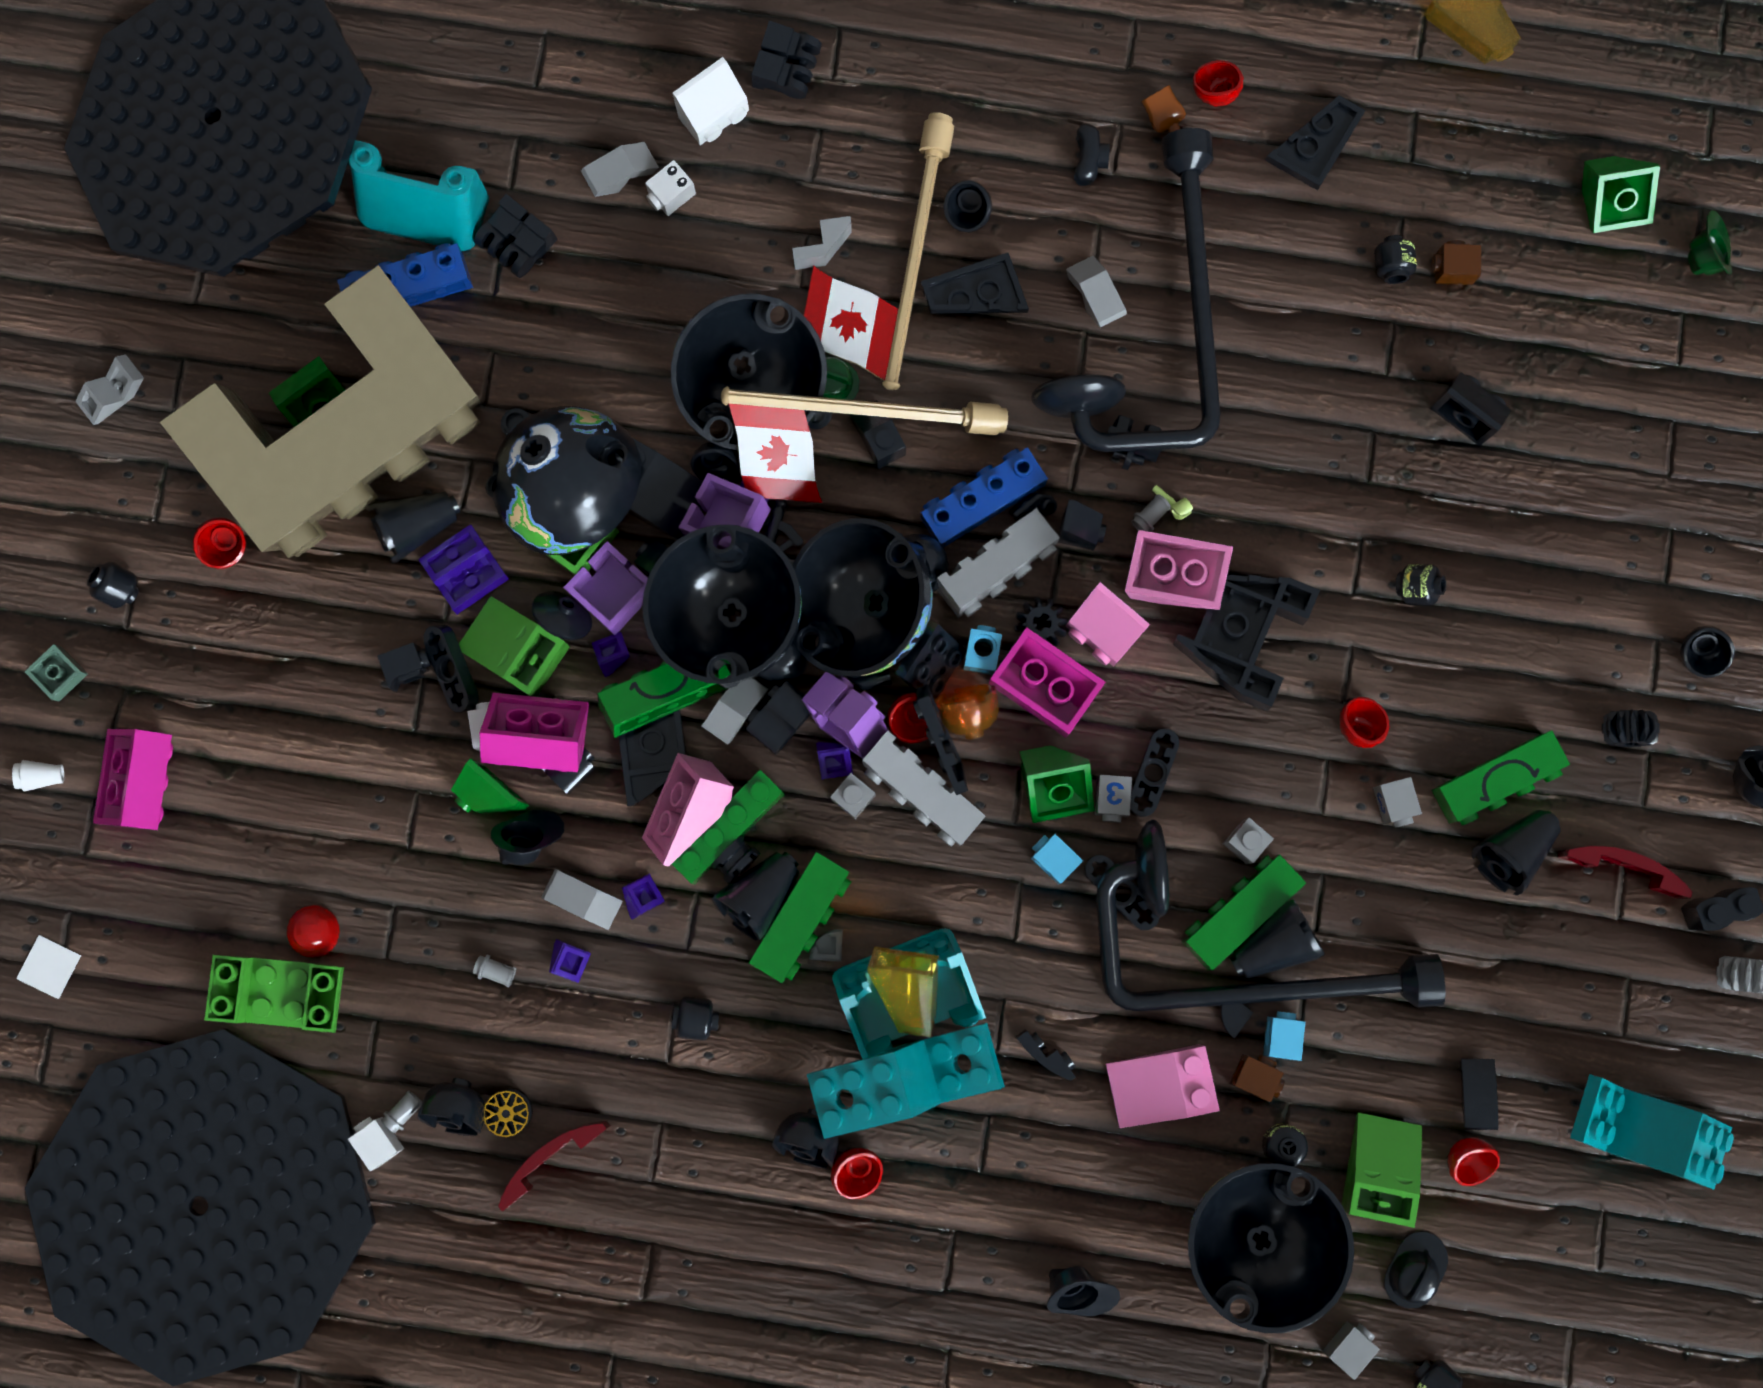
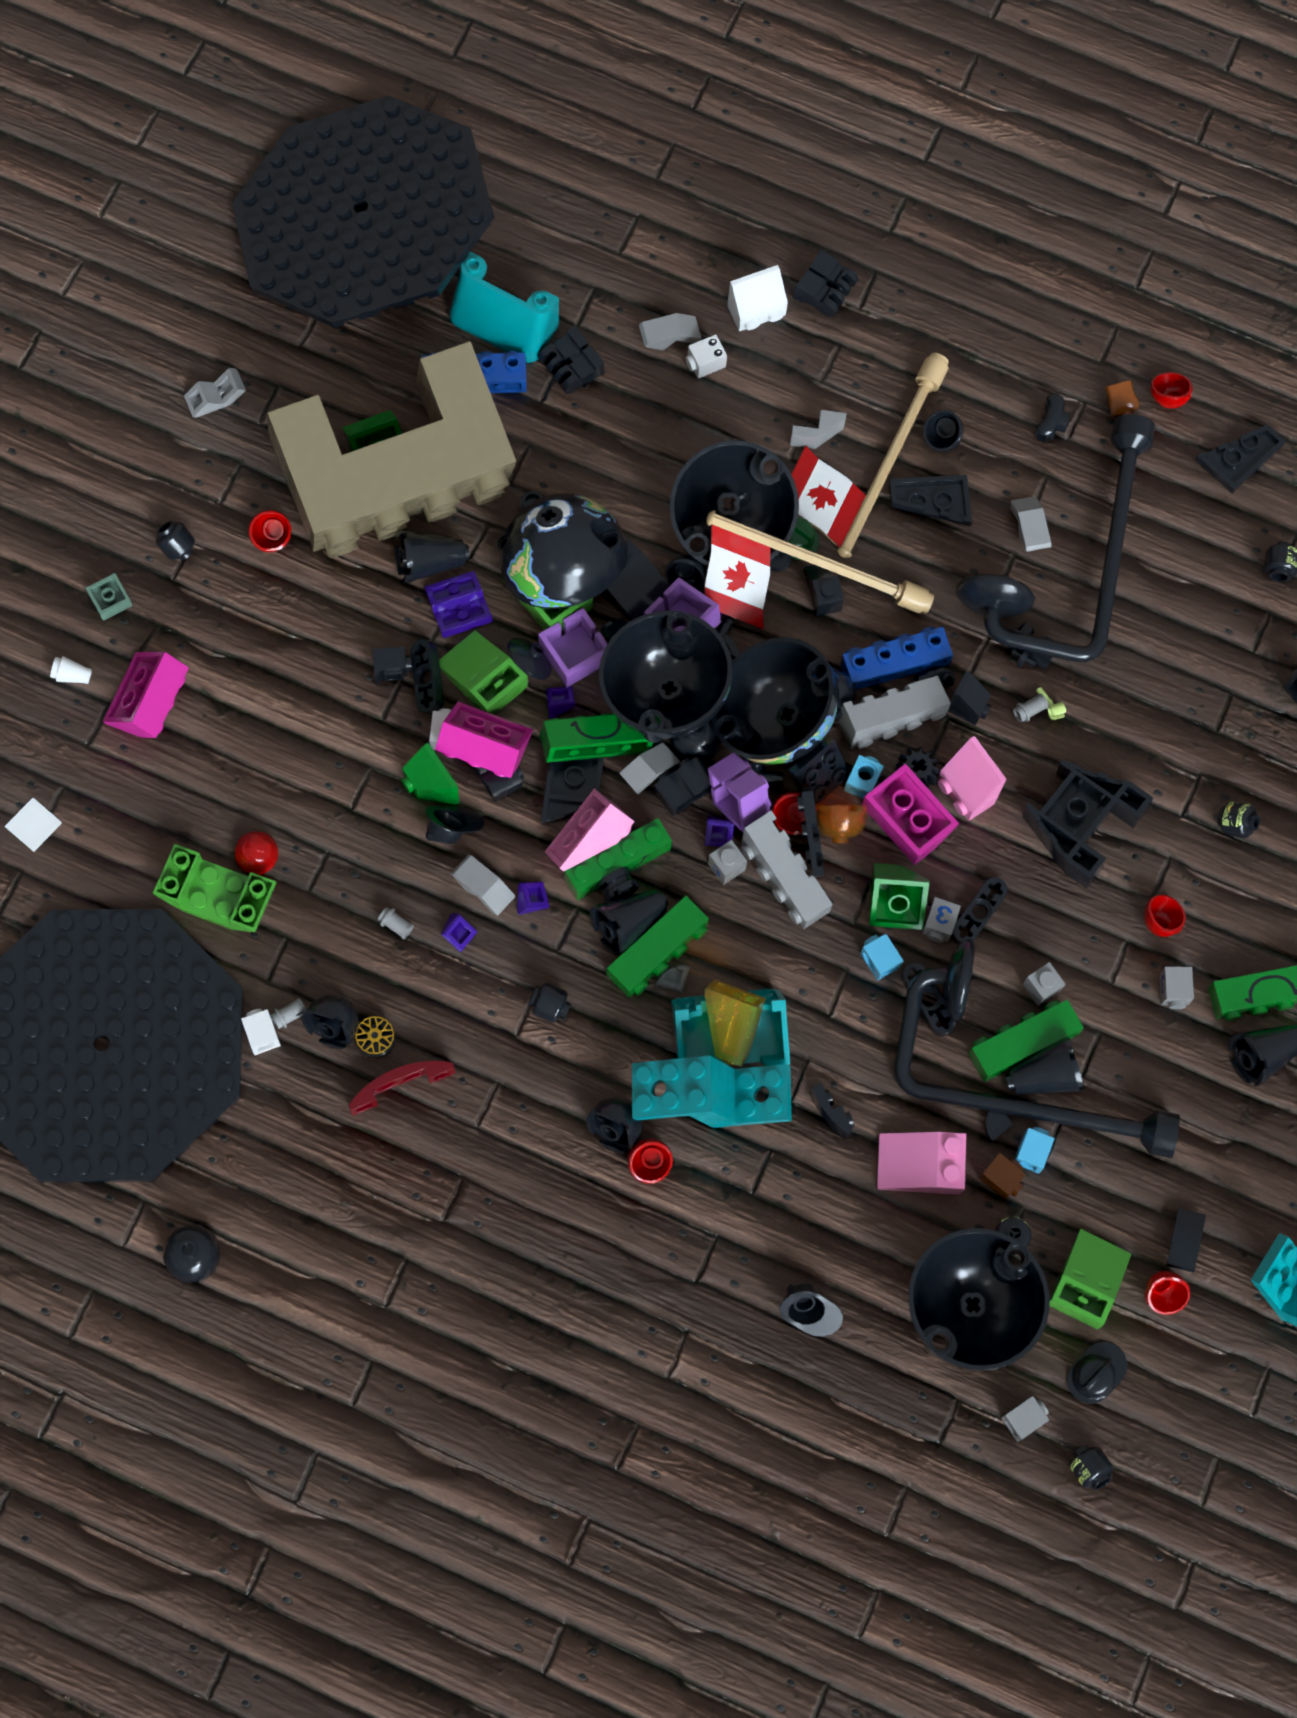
camera: 10 degrees right, 10 degrees down
(1178, 571) = (1039, 753): bright pink slope -> none

